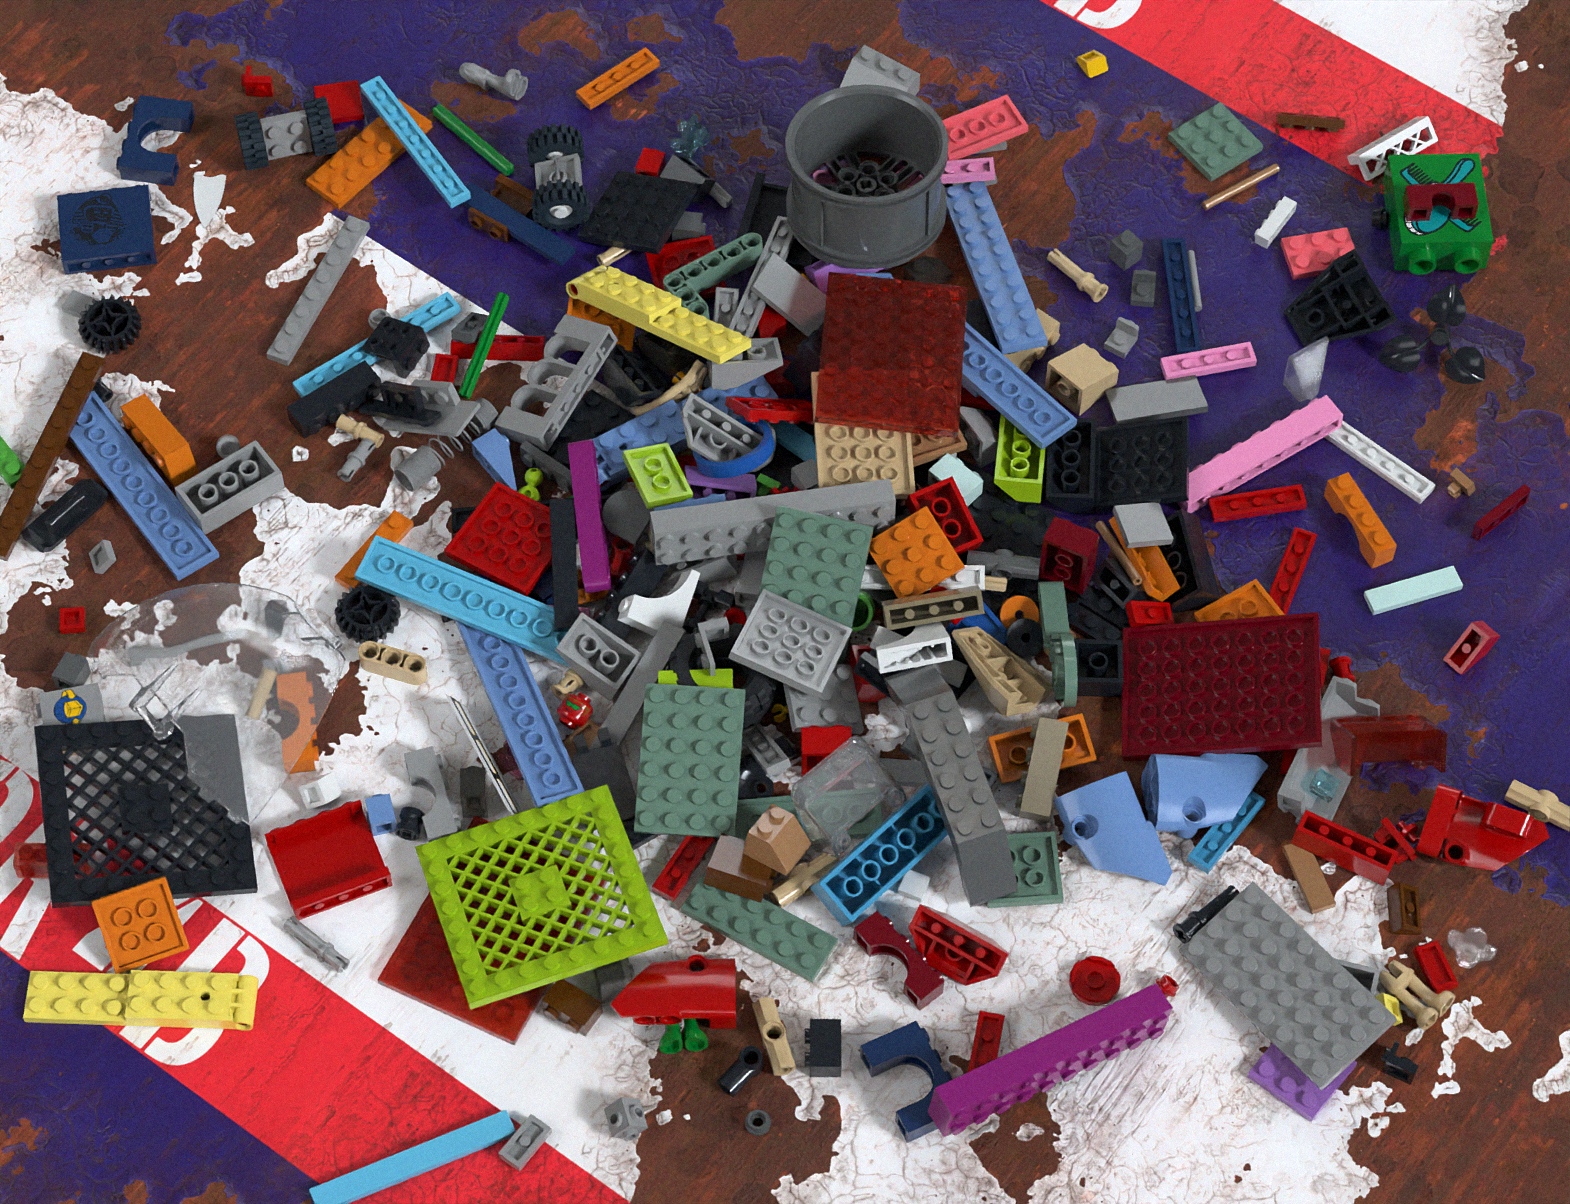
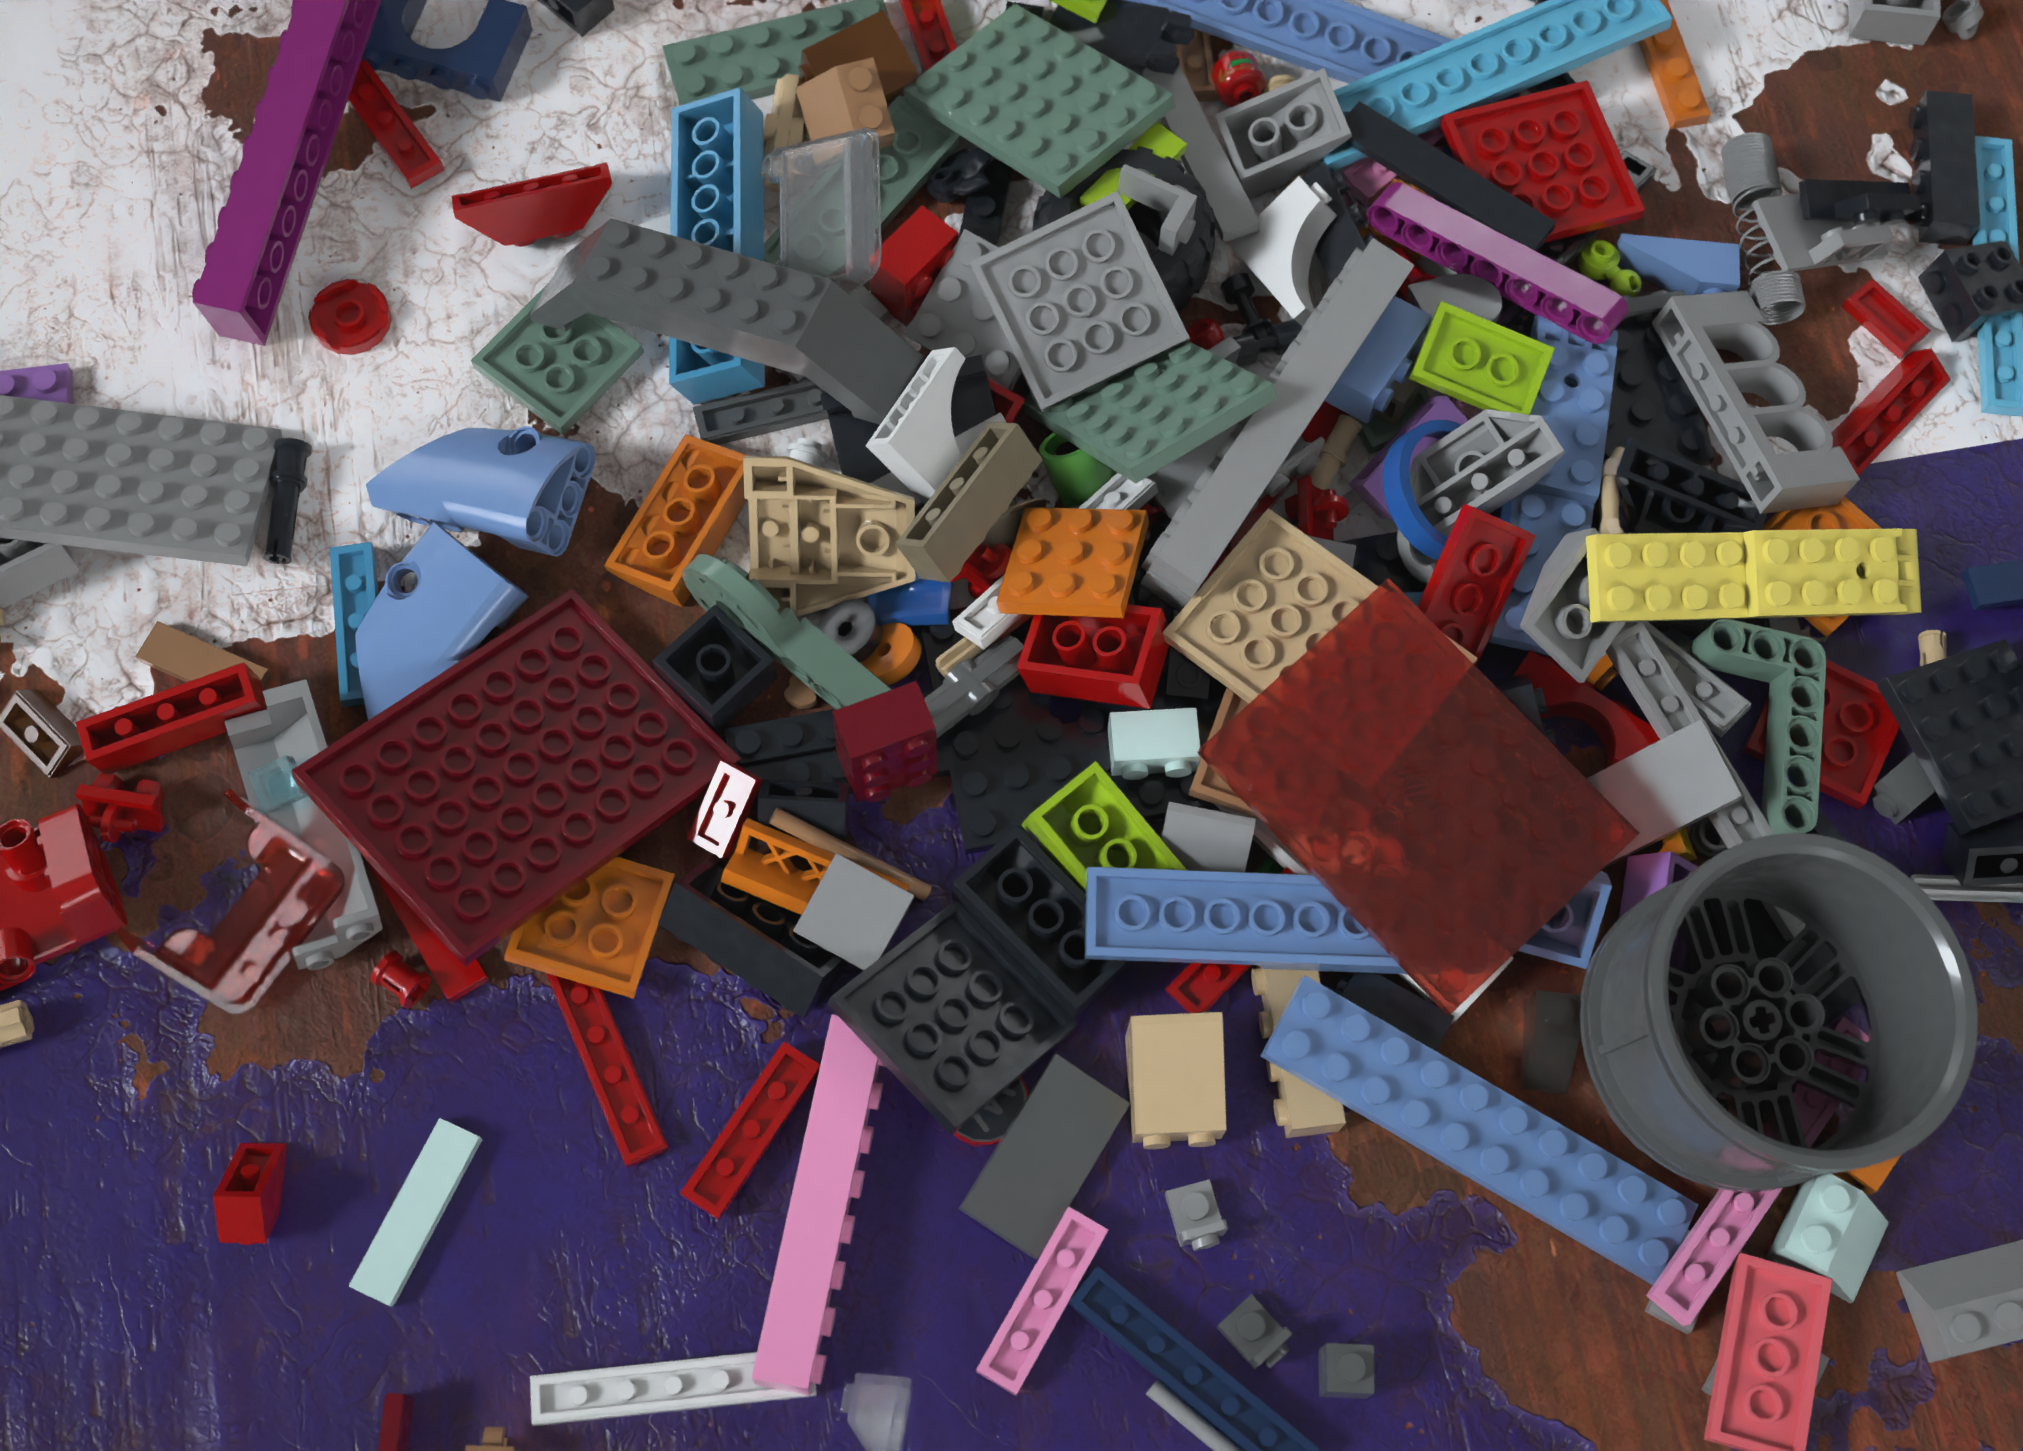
camera: 130 degrees right, 10 degrees up
(356, 460) = (1826, 129): light grey pin -> none
(359, 430) = (1871, 162): tan pin -> none
(469, 328) = (1937, 388): dark grey plate -> none
(483, 345) = (1894, 376): green axle -> none
(765, 484) = (1363, 523): bright green tile -> none
(765, 750) = (971, 186): light grey plate -> none
(878, 937) = (633, 144): dark red arch -> none
(1043, 769) = (646, 476): dark tan brick -> none
(1084, 280) = (1344, 1258): tan pin -> none
(1167, 985) = (247, 381): red plate -> none
(1373, 538) = (581, 1239): orange arch -> none

